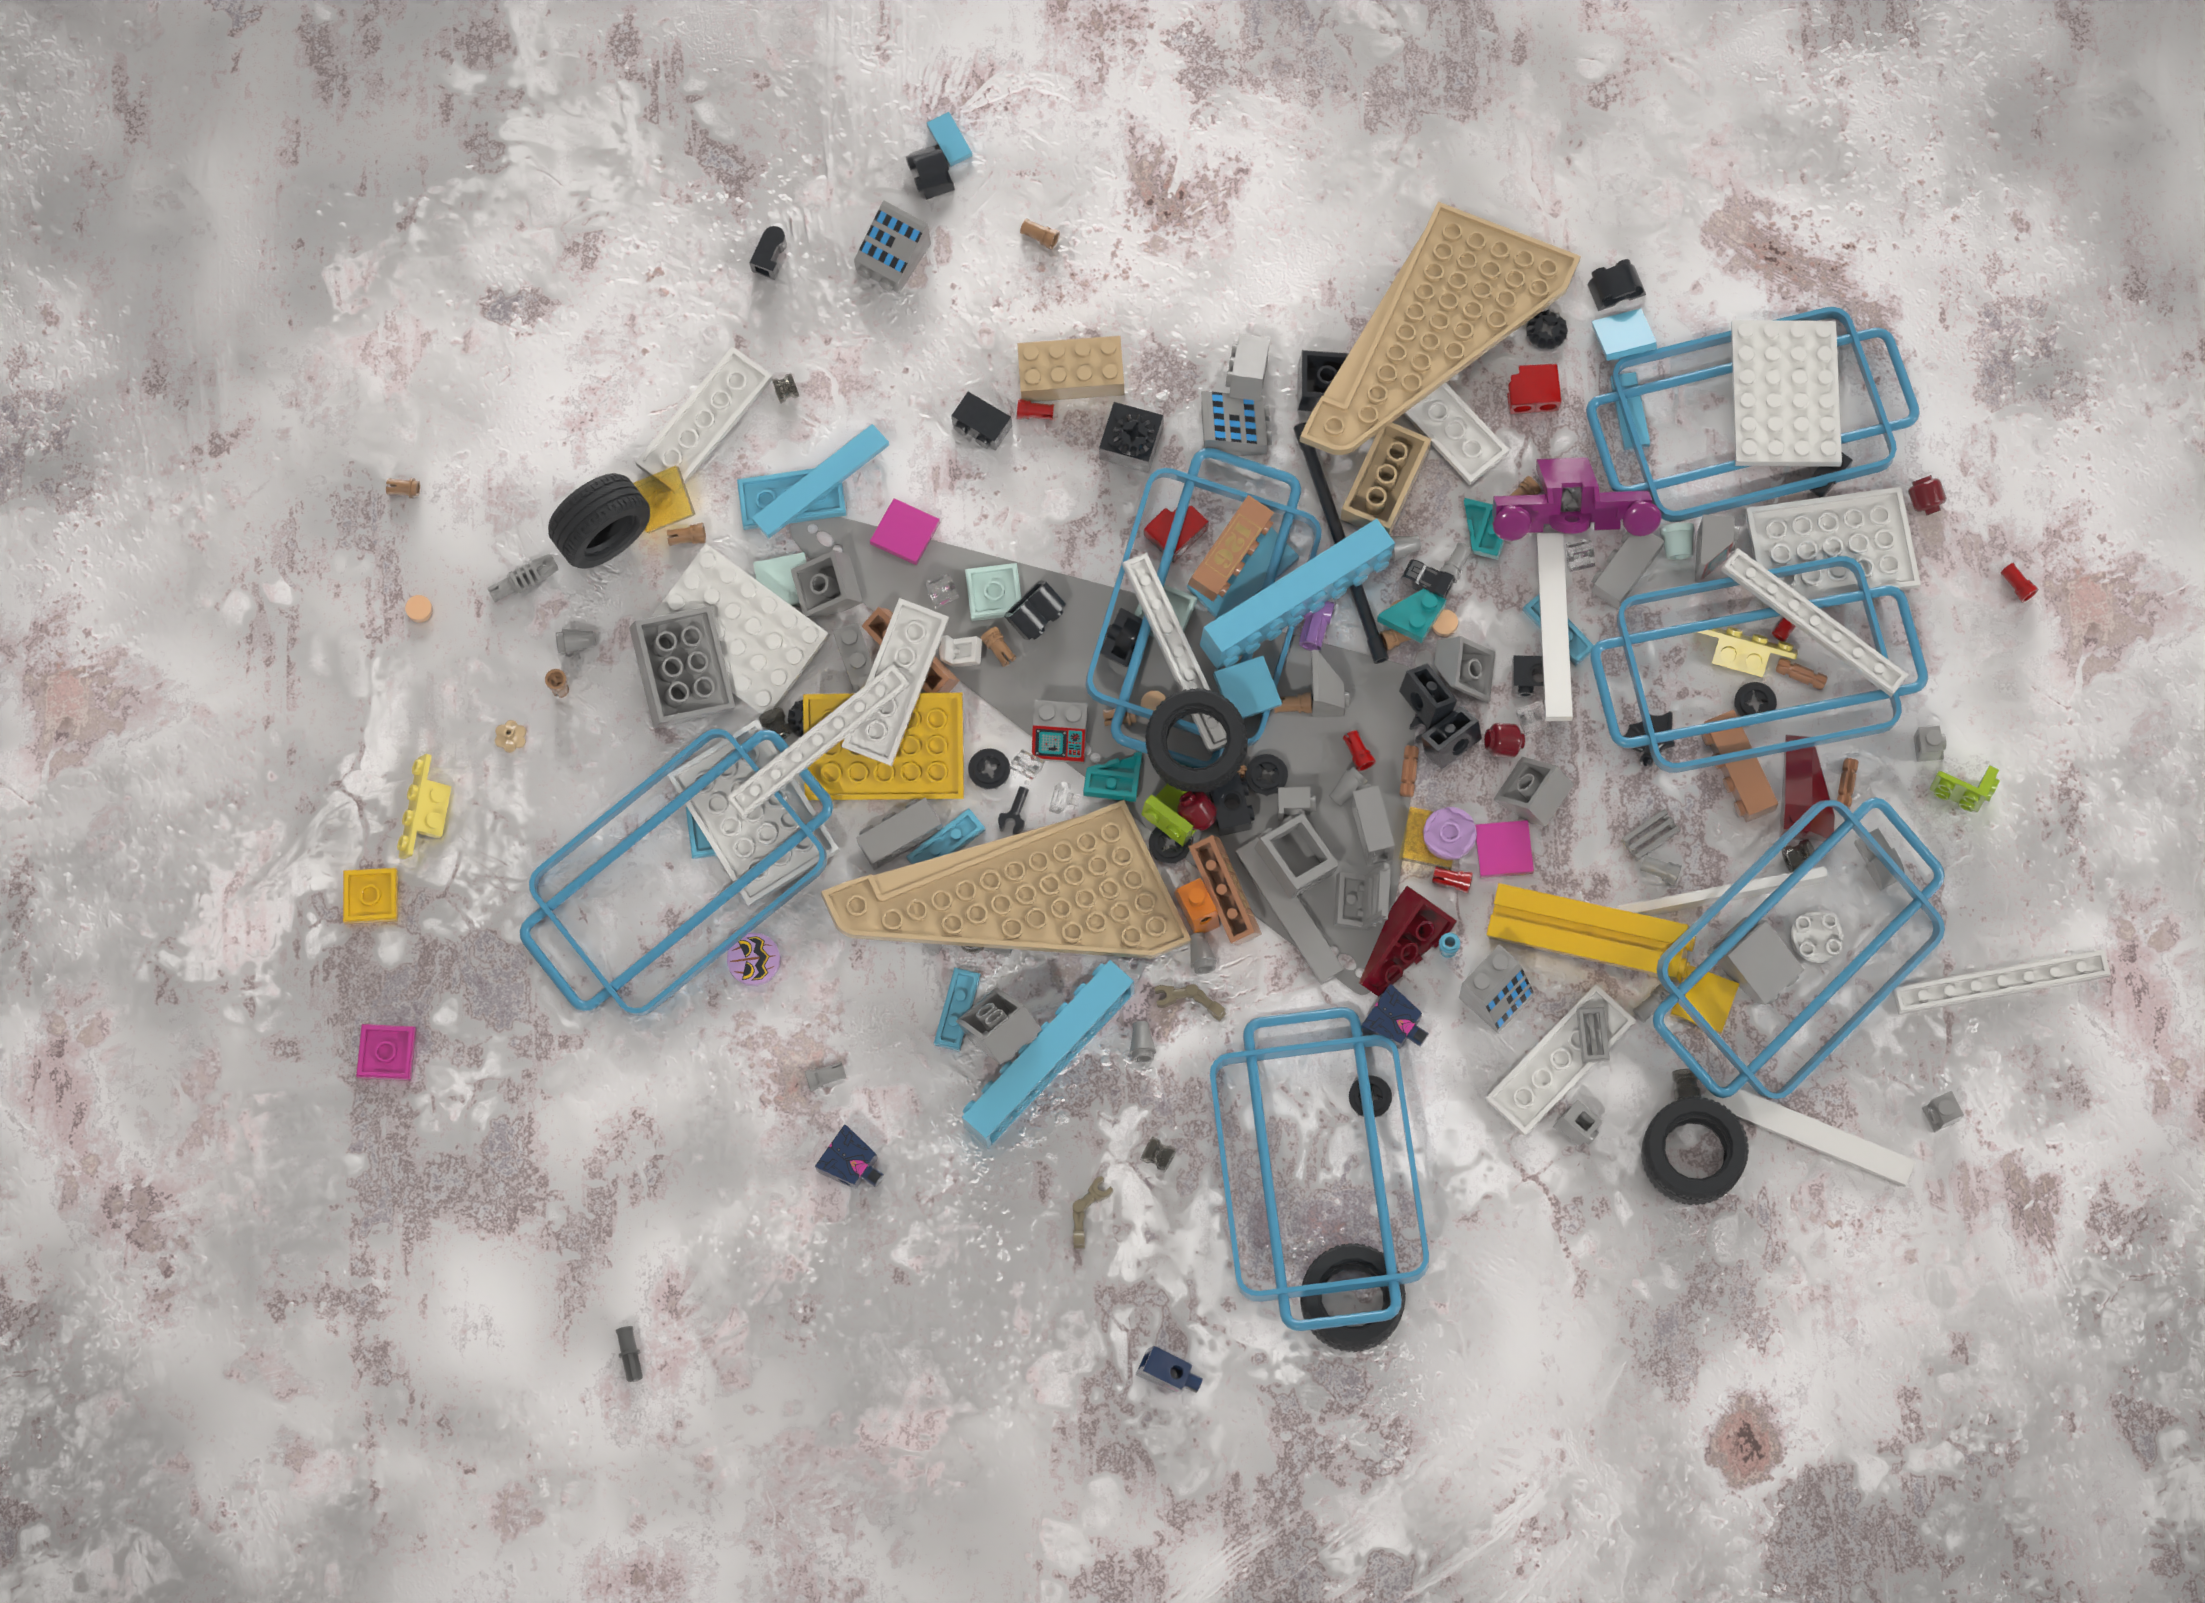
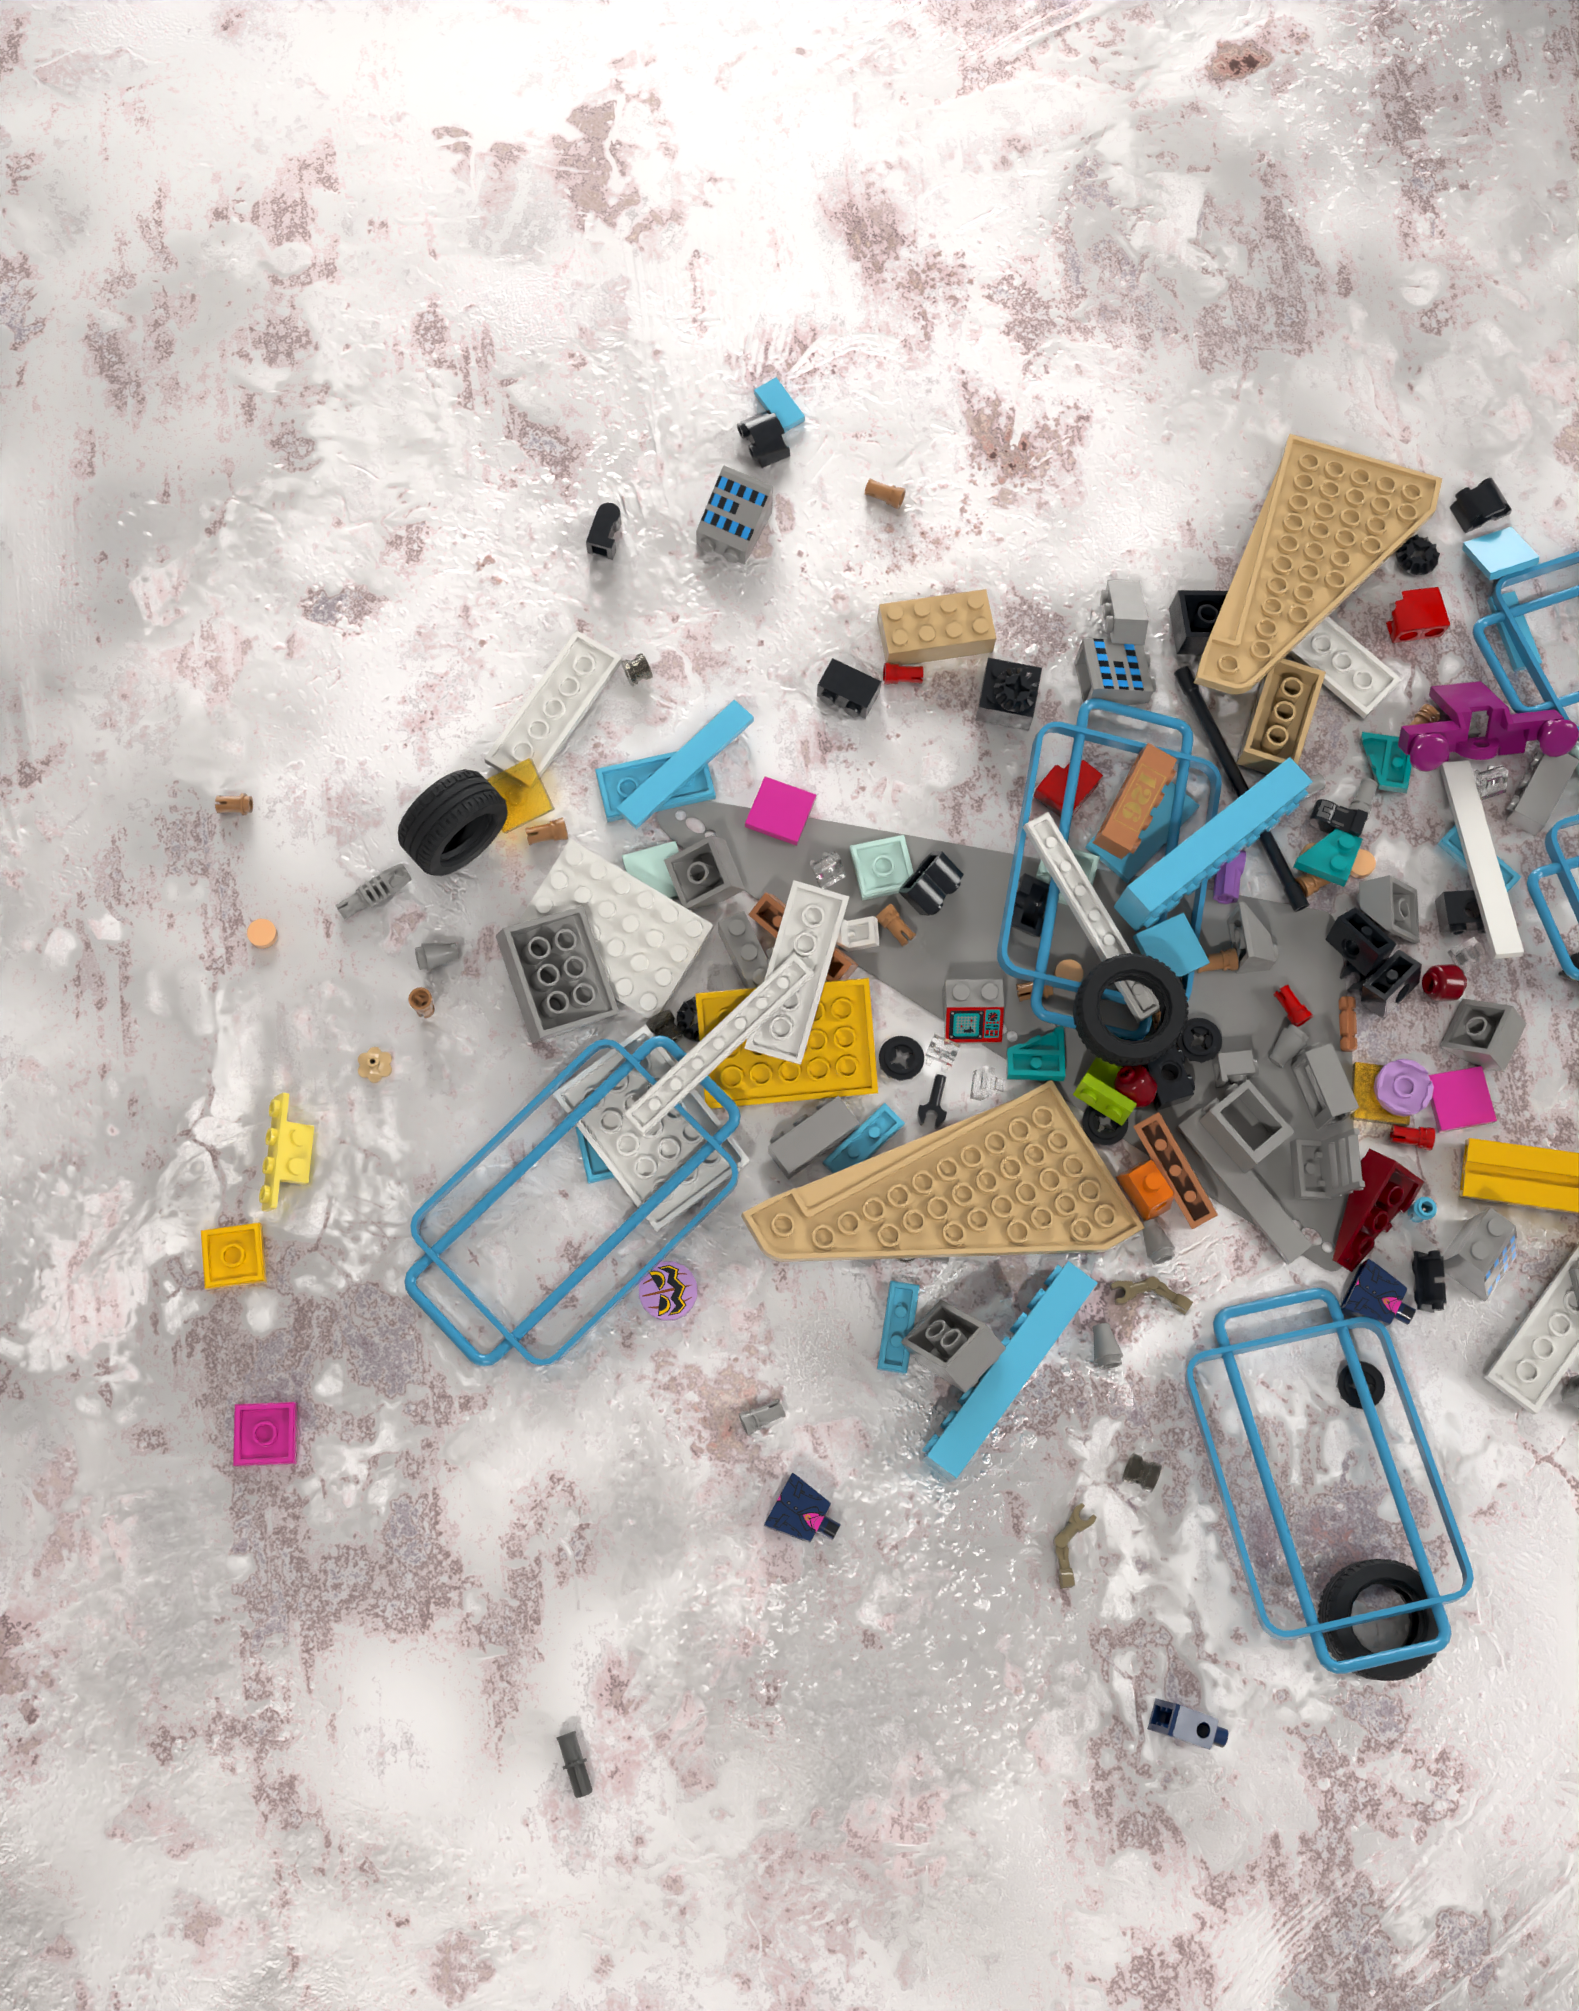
camera: 15 degrees left, 0 degrees up
(1443, 1017) = (1428, 1294): none -> black hinge

